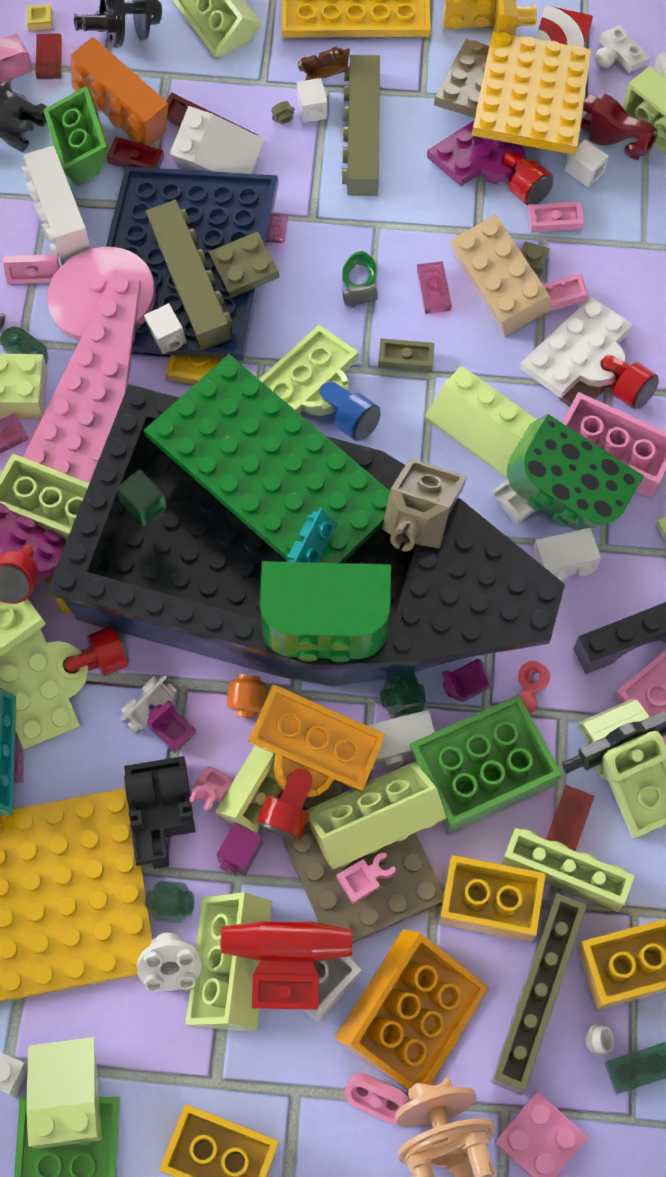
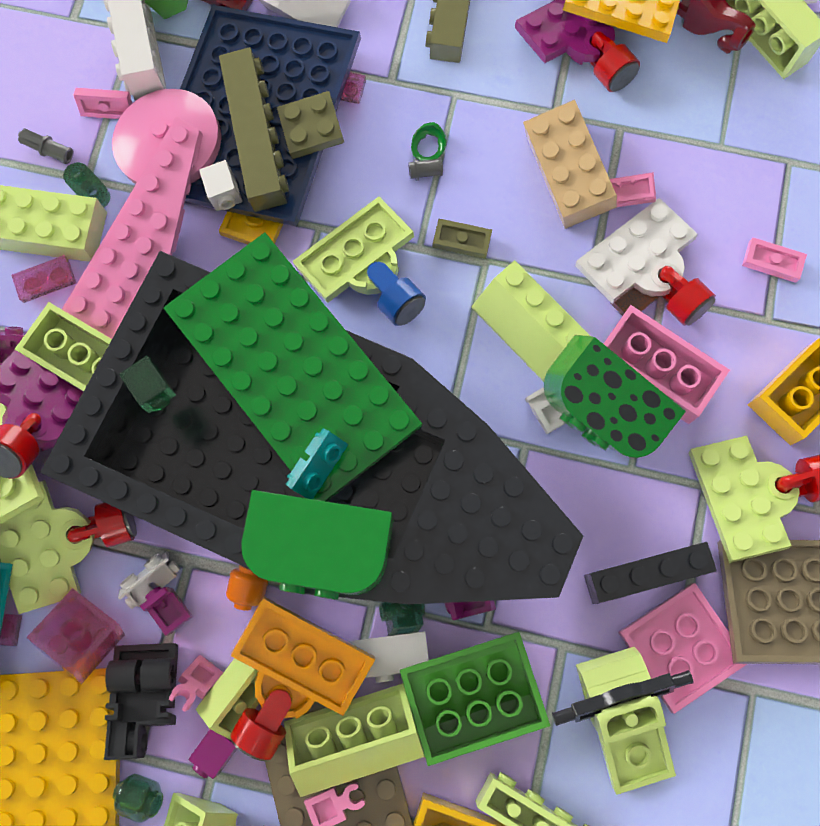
camera: 10 degrees right, 10 degrees up
(87, 757) = (76, 635): none -> clear pink brick
(421, 504) = (441, 431): dark tan plate -> none
(434, 287) = (501, 168): clear pink plate -> none
(526, 680) = (528, 625): coral plate -> none
(535, 256) = (608, 147): olive plate -> none
(555, 216) = (636, 106): bright pink plate -> none
(568, 553) = (592, 476): white brick -> none
(570, 817) = (551, 764): clear red plate -> none
(587, 163) = (677, 53): white brick -> none

